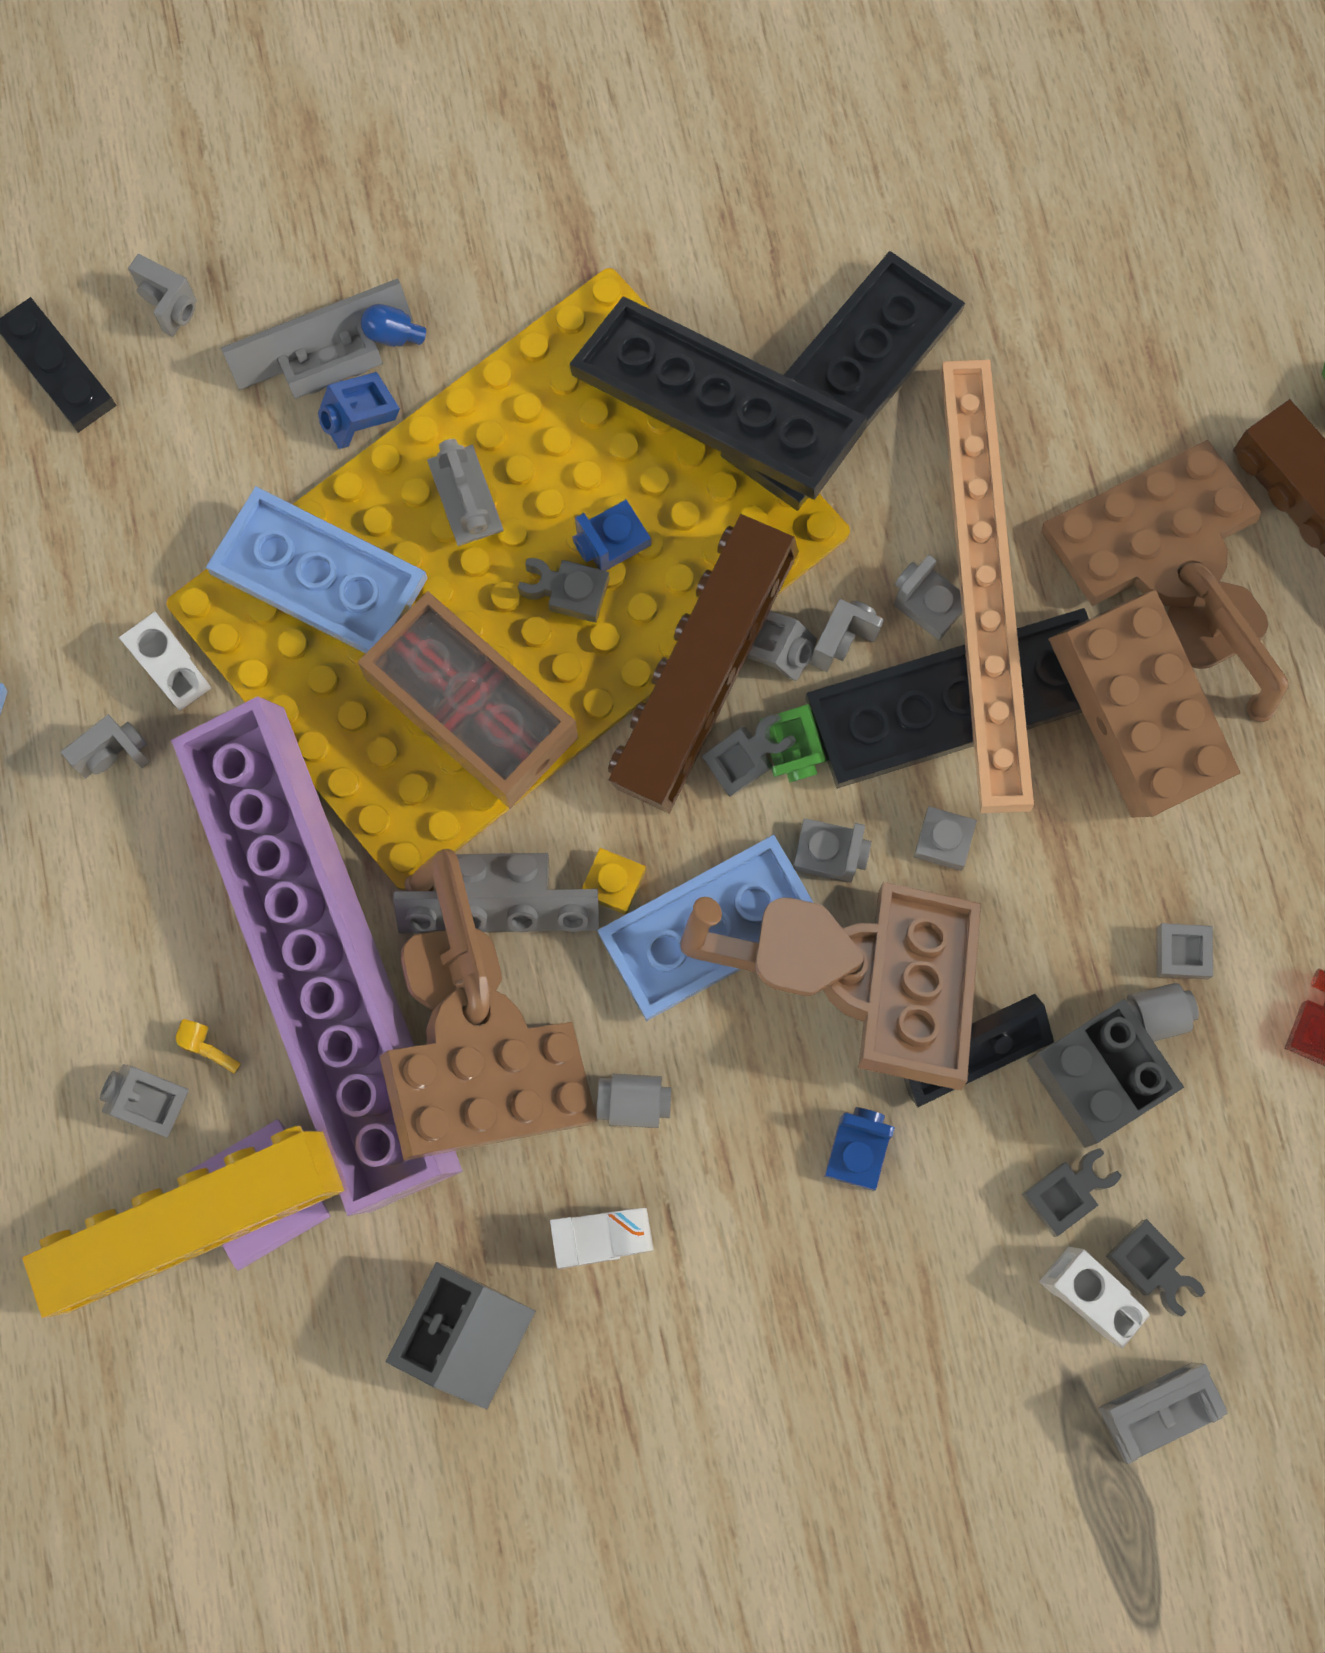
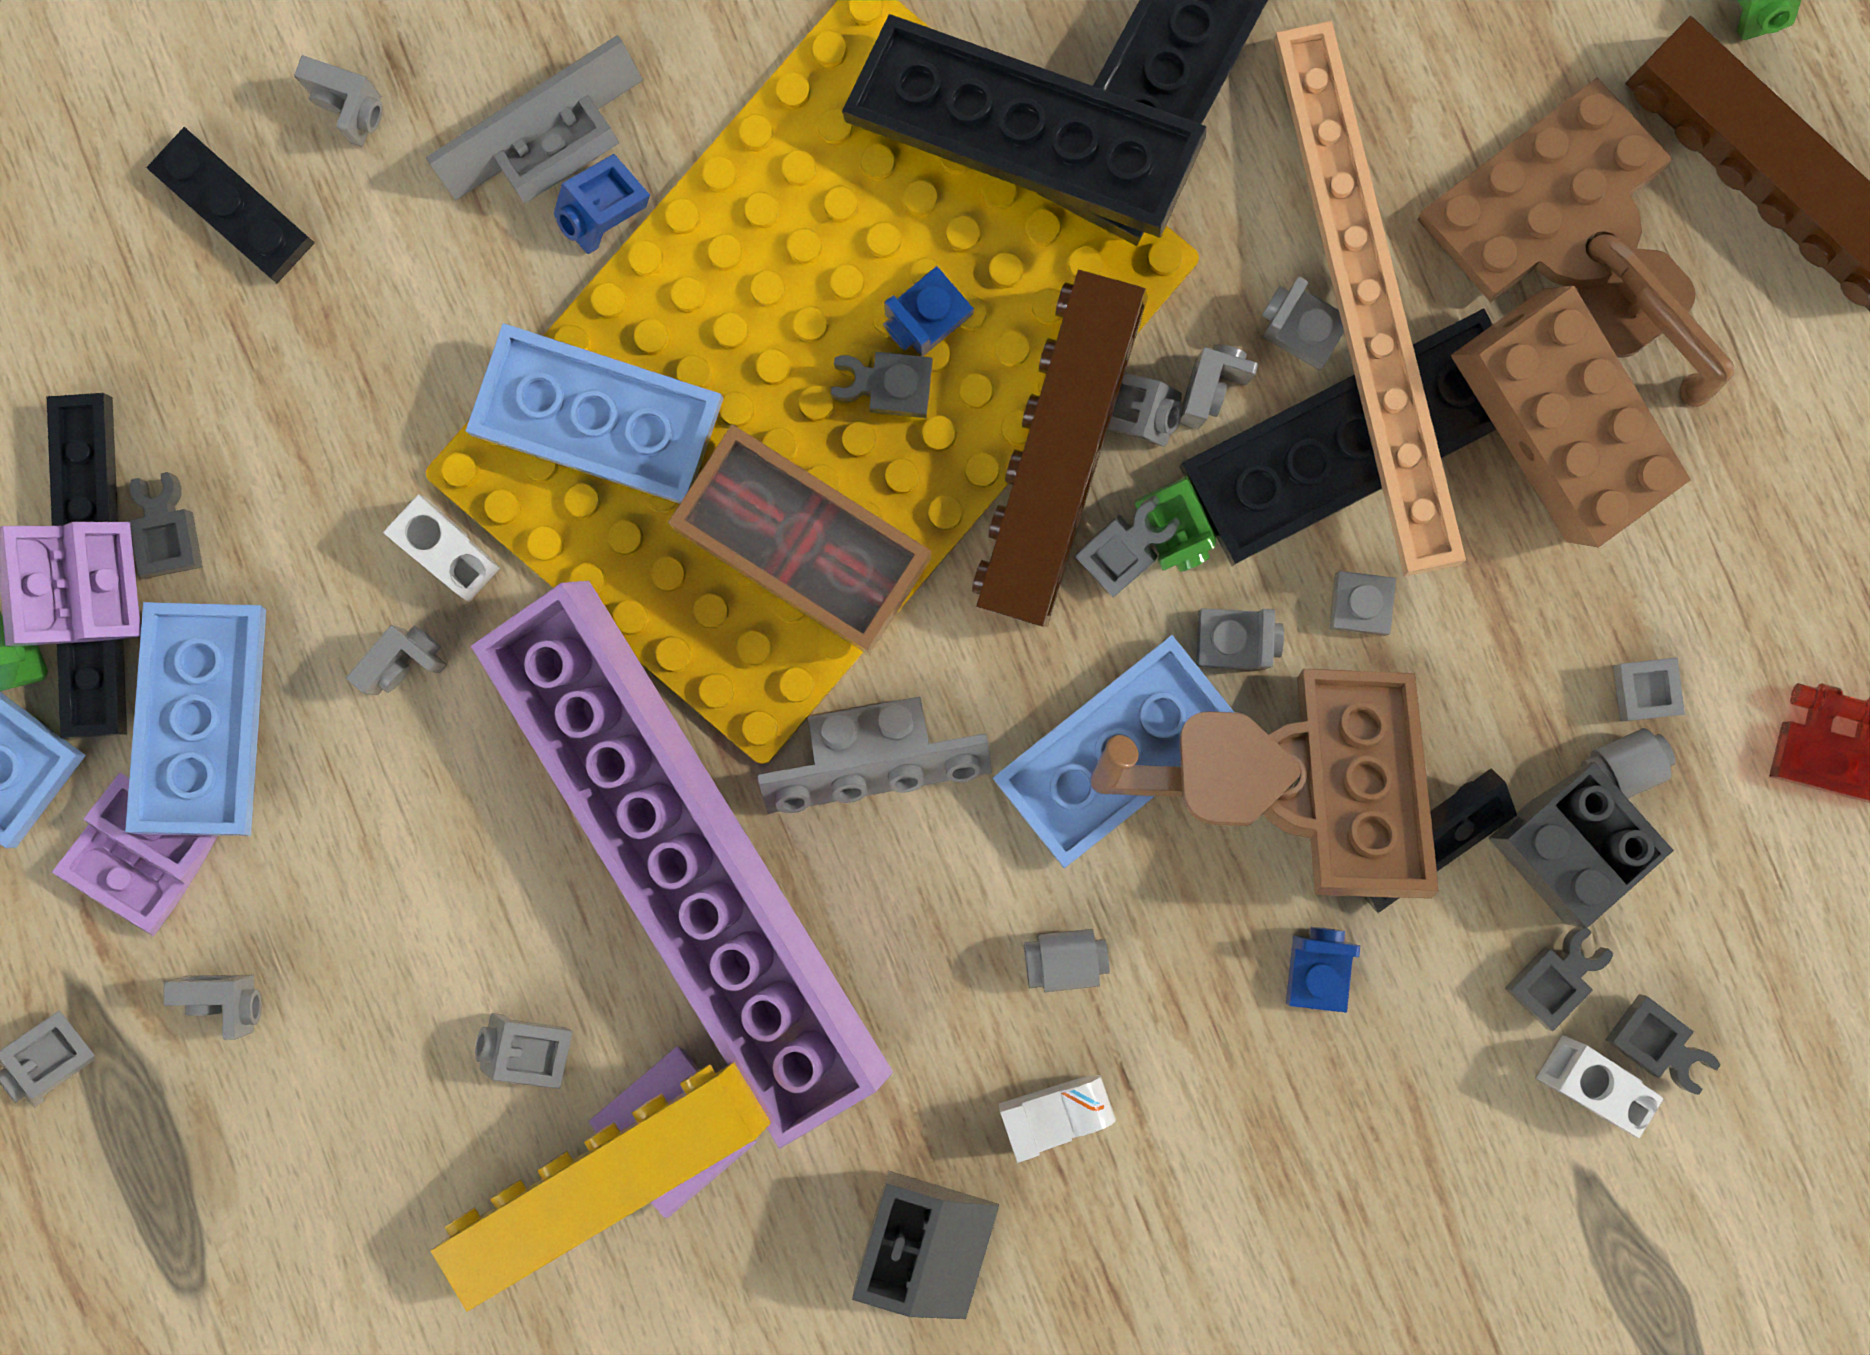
camera: 10 degrees left, 10 degrees up
(191, 1038) = (562, 974): yellow hand -> none
(390, 326) = (620, 95): blue cylinder -> none
(464, 492) = (747, 288): light grey hinge -> none
(470, 1079) = (891, 974): medium nougat plate -> none
(615, 880) = (999, 714): yellow plate -> none
(1163, 1411) = (1688, 1193): light grey hinge -> none

